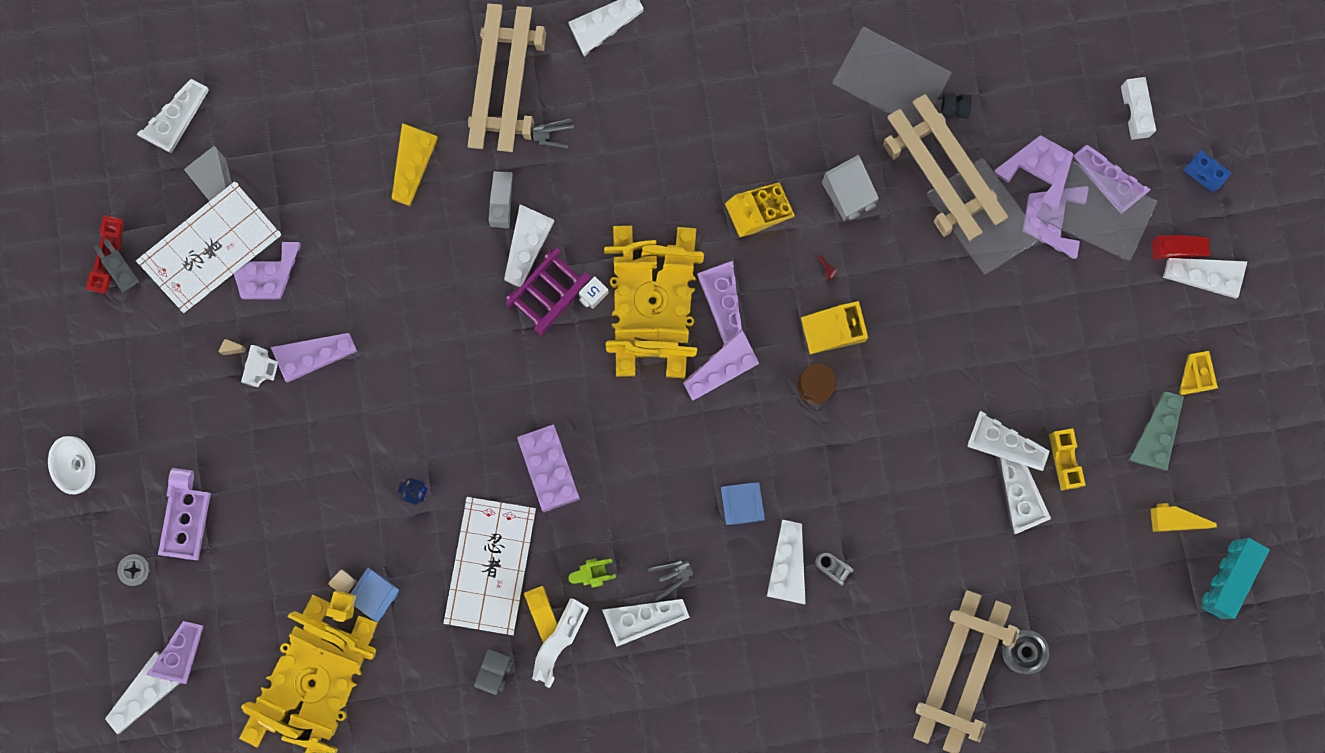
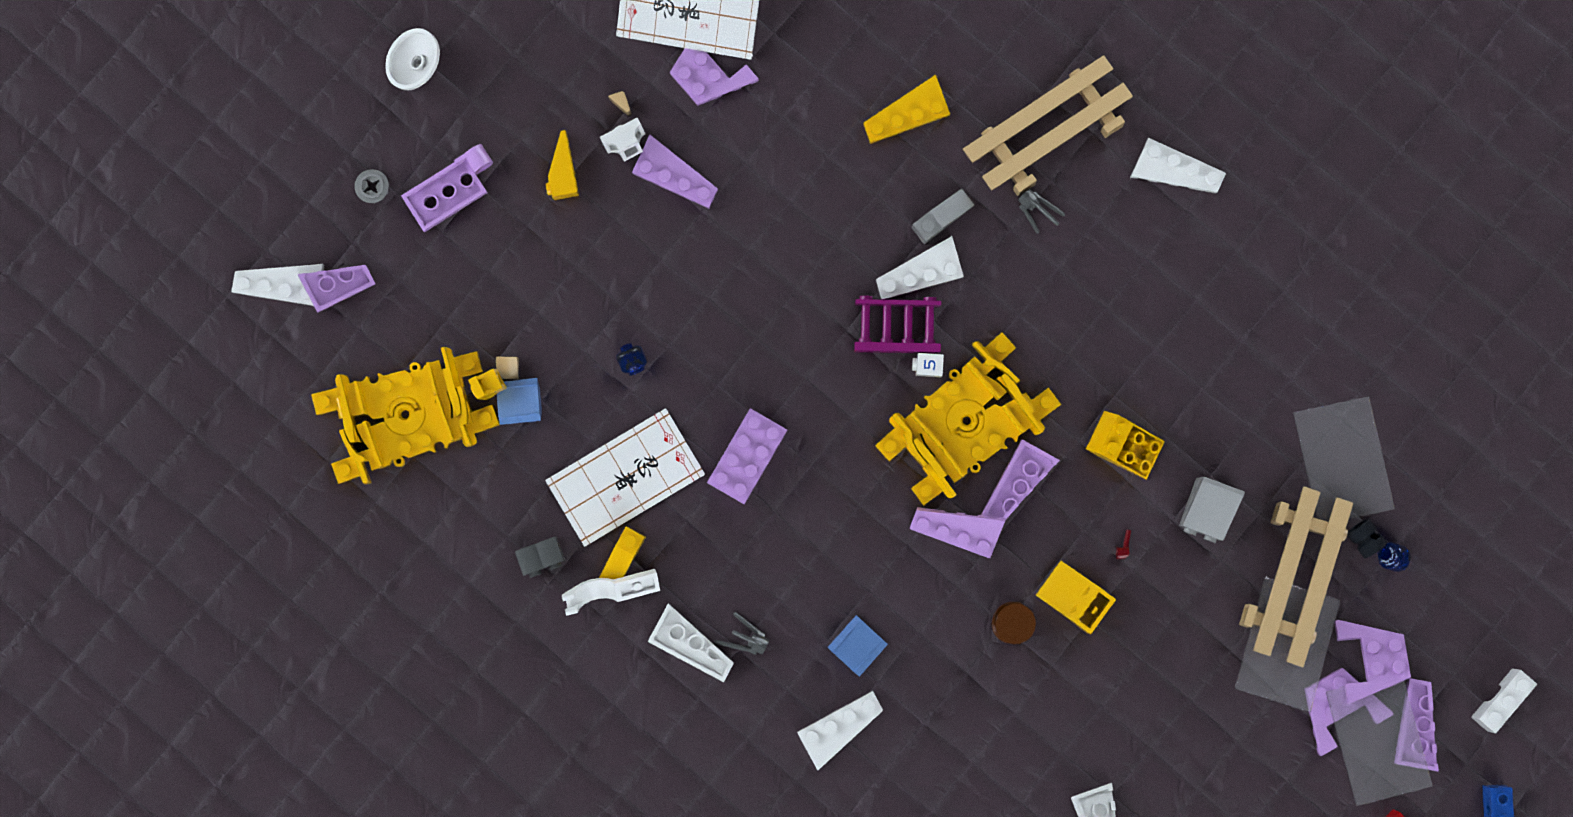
camera: 55 degrees right, 5 degrees up
(244, 431) = (561, 175): none -> yellow slope
(592, 573) = (690, 569): lime hinge -> none
(834, 569) = (869, 772): light grey piece -> none
(984, 98) = (1394, 557): none -> clear blue head

